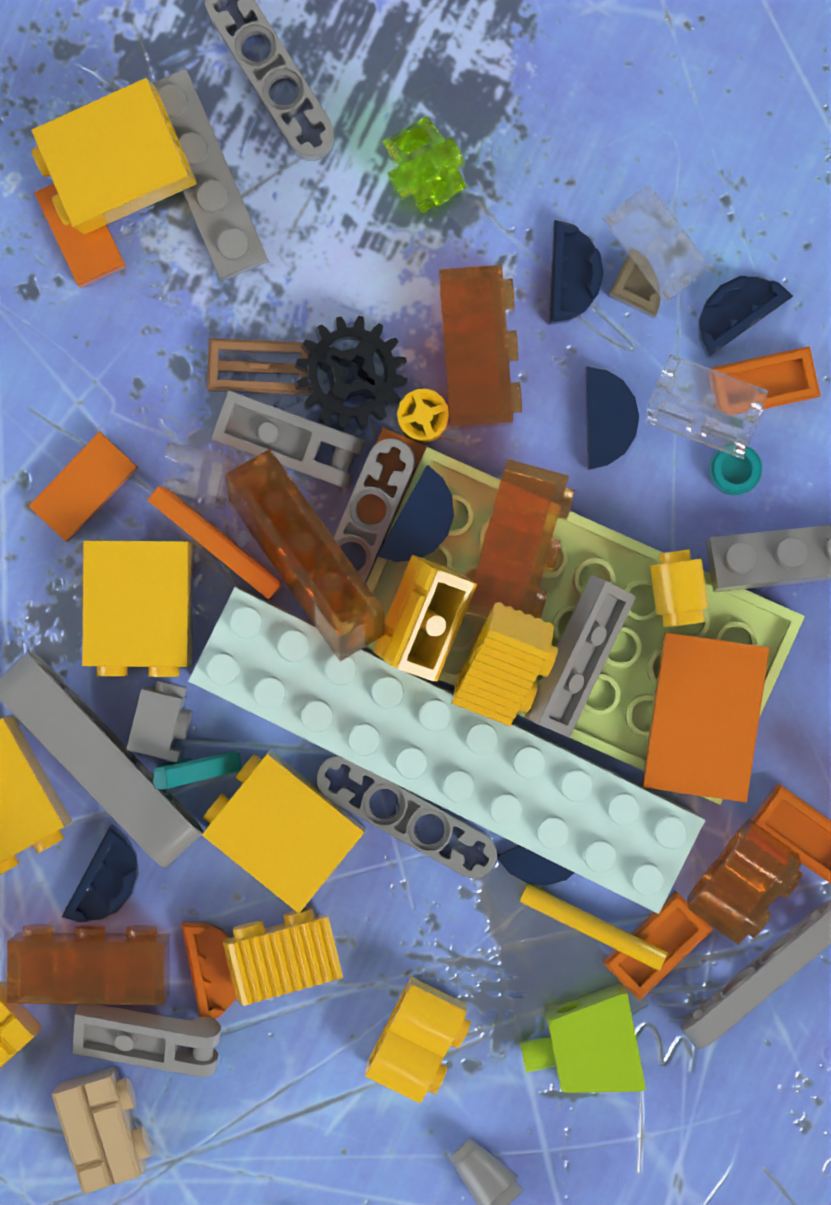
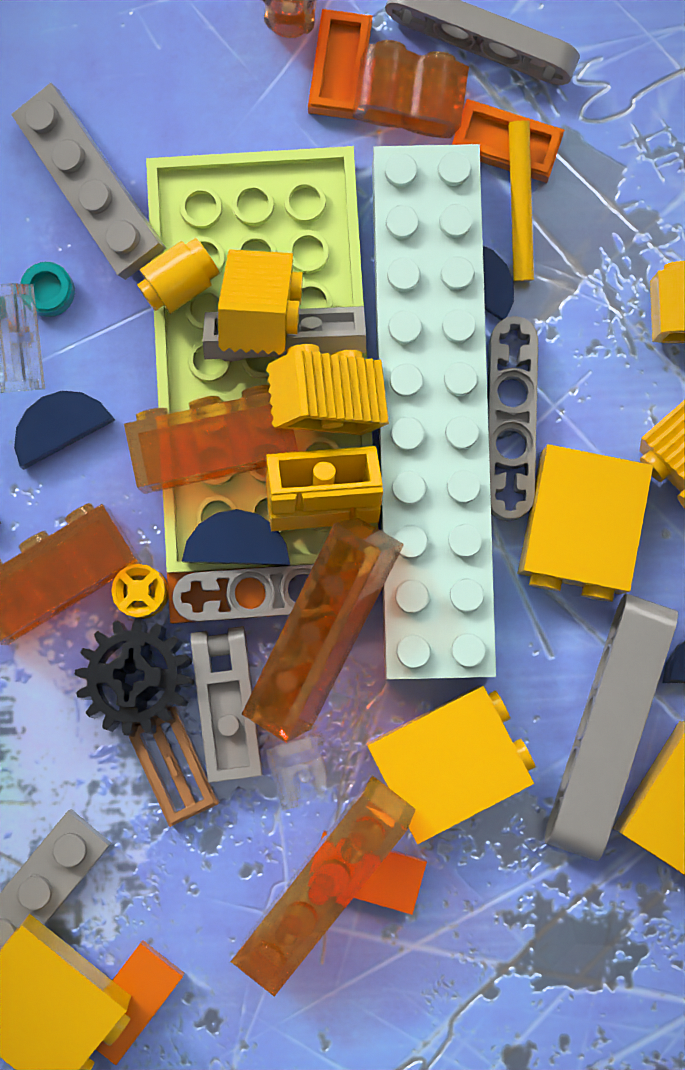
camera: 115 degrees left, 5 degrees down
(90, 444) = (324, 885): none -> clear orange brick
(160, 721) = (546, 685): light grey brick -> none
(189, 771) = (582, 638): teal tile -> none
(215, 541) = (354, 721): orange tile -> none
(590, 1045) = (626, 150): lime torso -> none
(616, 645) = (258, 301): none -> yellow brick
(705, 717) = (283, 194): orange tile -> none

